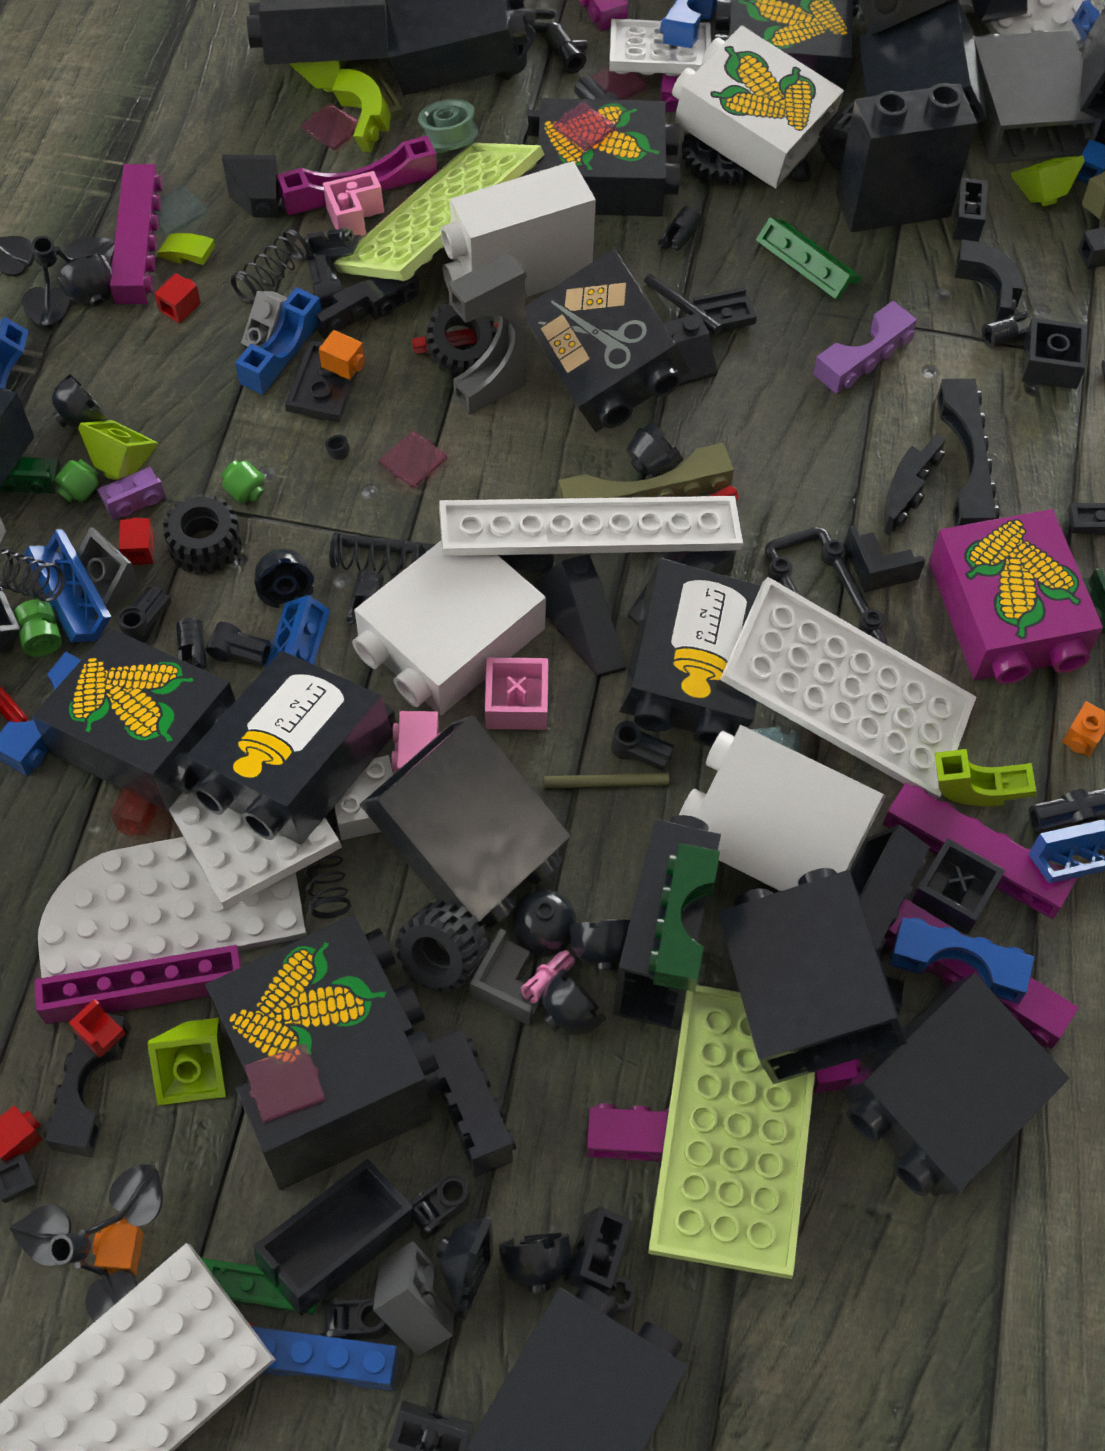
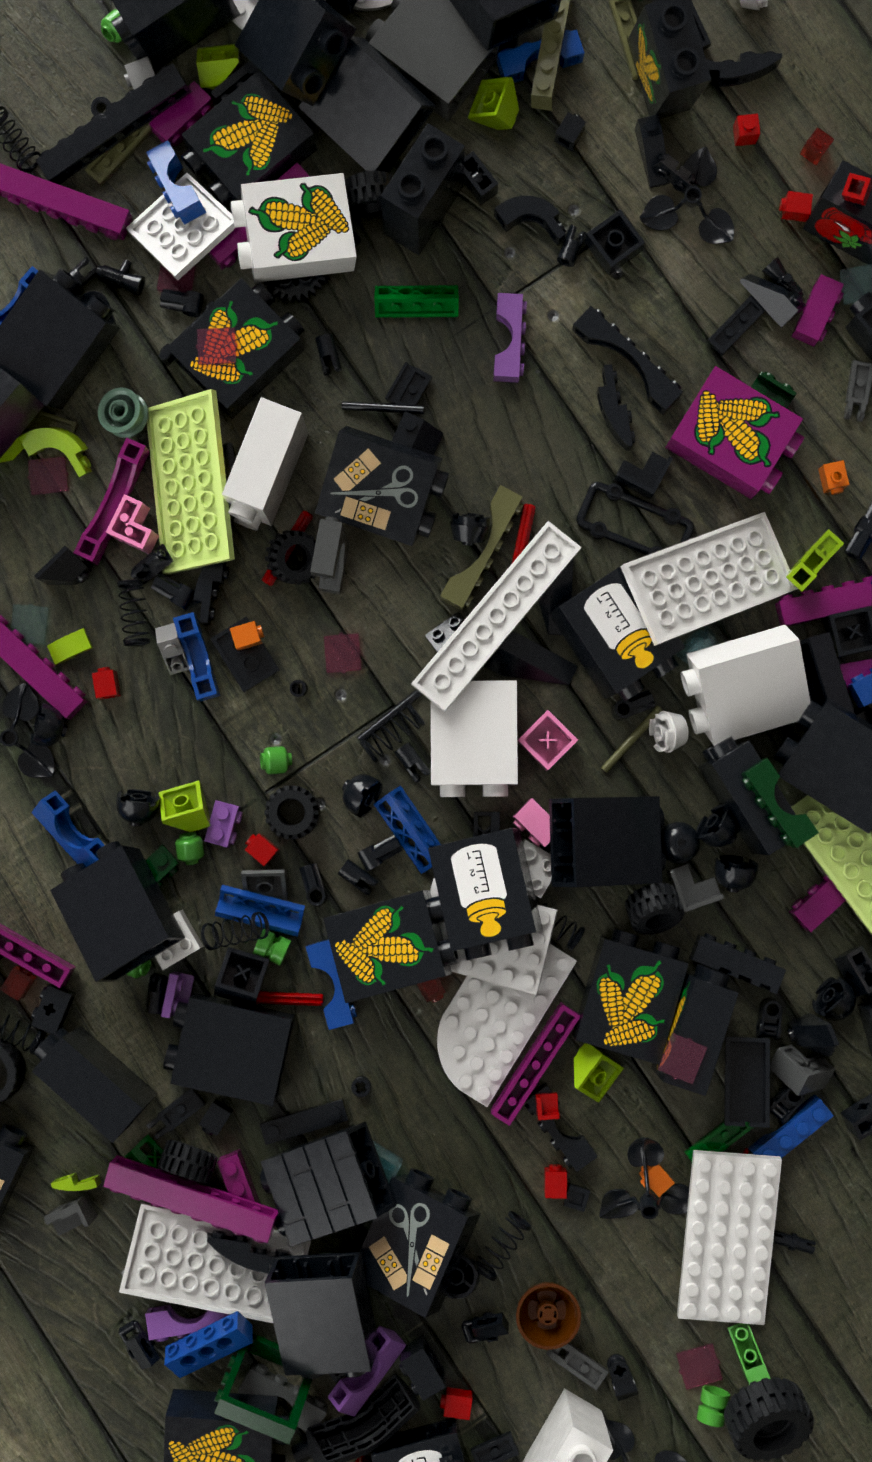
camera: 45 degrees left, 25 degrees up
(545, 972) = (708, 868): bright pink axle -> none
(653, 798) = (669, 731): none -> white cone

